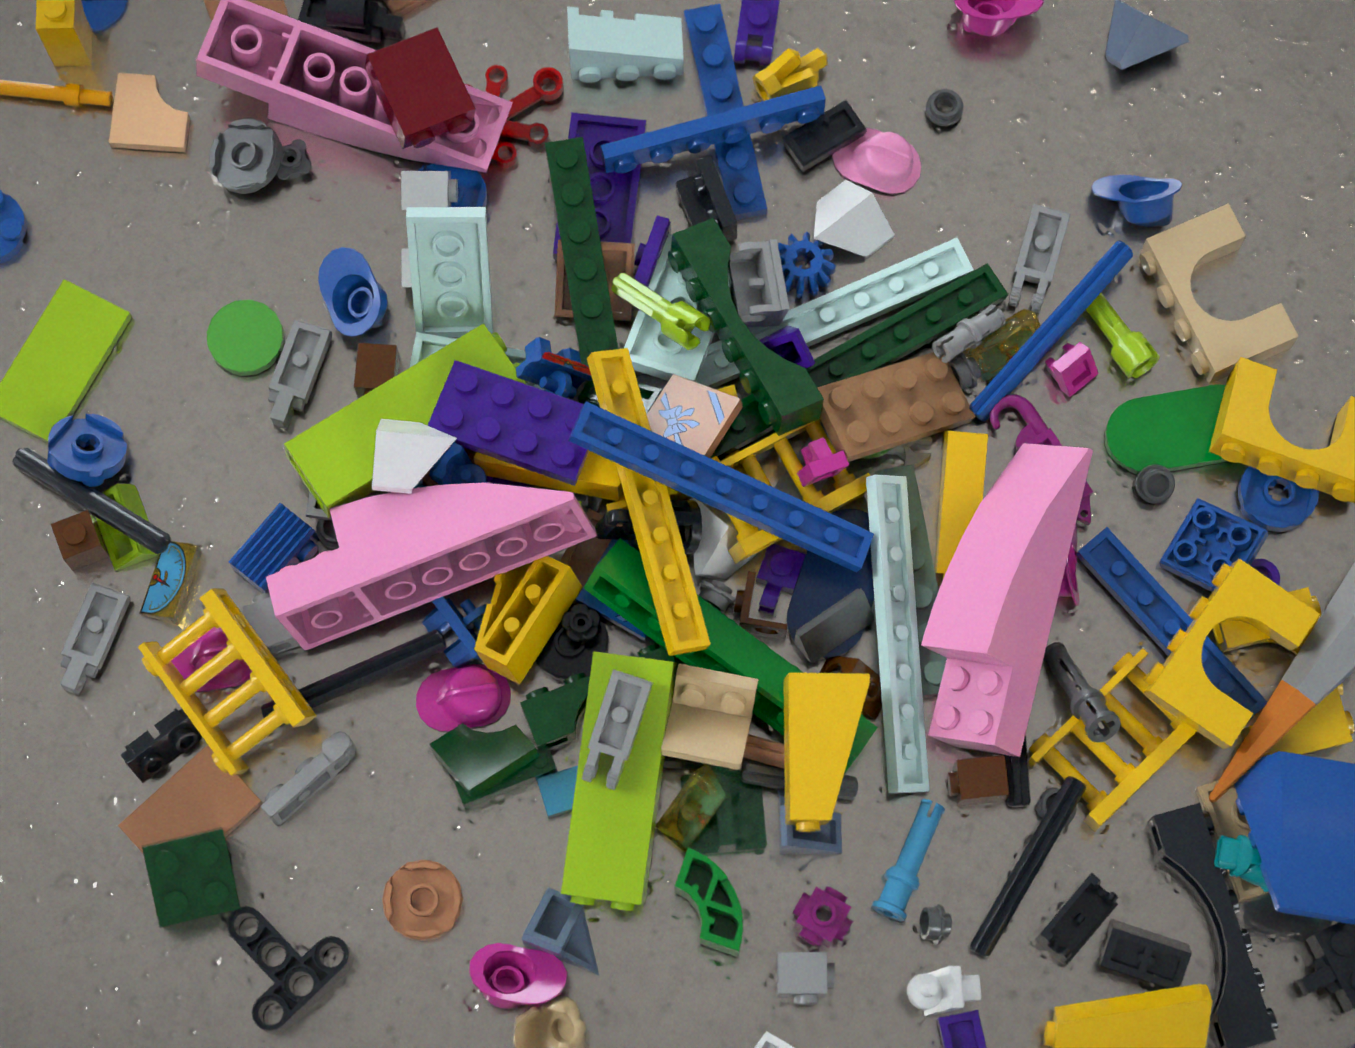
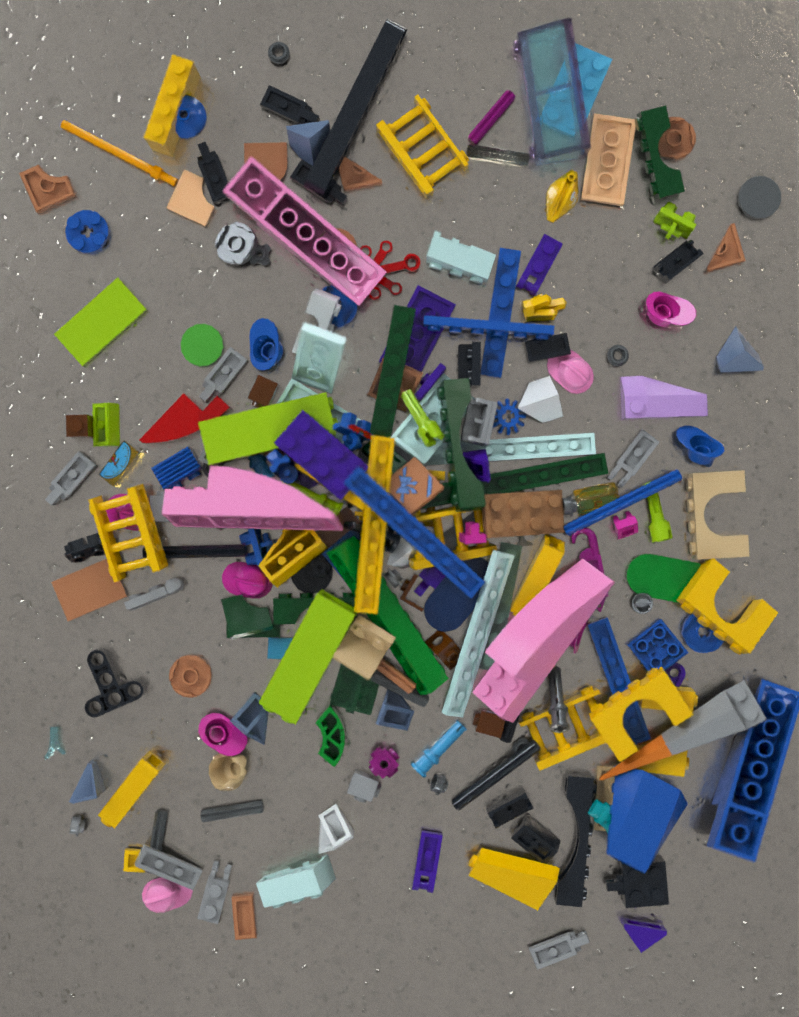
camera: 20 degrees right, 15 degrees up
(82, 465) = (96, 389): blue plate -> none
(93, 501) = (92, 407): black axle -> none
(169, 63) = (212, 173): none -> black hinge
(191, 877) = (77, 625): dark green brick -> none
(251, 471) = (182, 420): none -> red slope
(405, 454) = (258, 453): white slope -> none
(420, 89) = (338, 251): dark red brick -> none
(617, 724) = (315, 635): light grey hinge -> none
(692, 808) = (339, 685): clear yellow slope -> none
(818, 738) = (414, 680): yellow slope -> none
(834, 625) = (447, 617): dark grey slope -> none
(943, 990) = (428, 822): white hips -> none
(969, 333) = (578, 488): light grey pin -> none
(1033, 155) = (656, 399): none -> lavender wedge

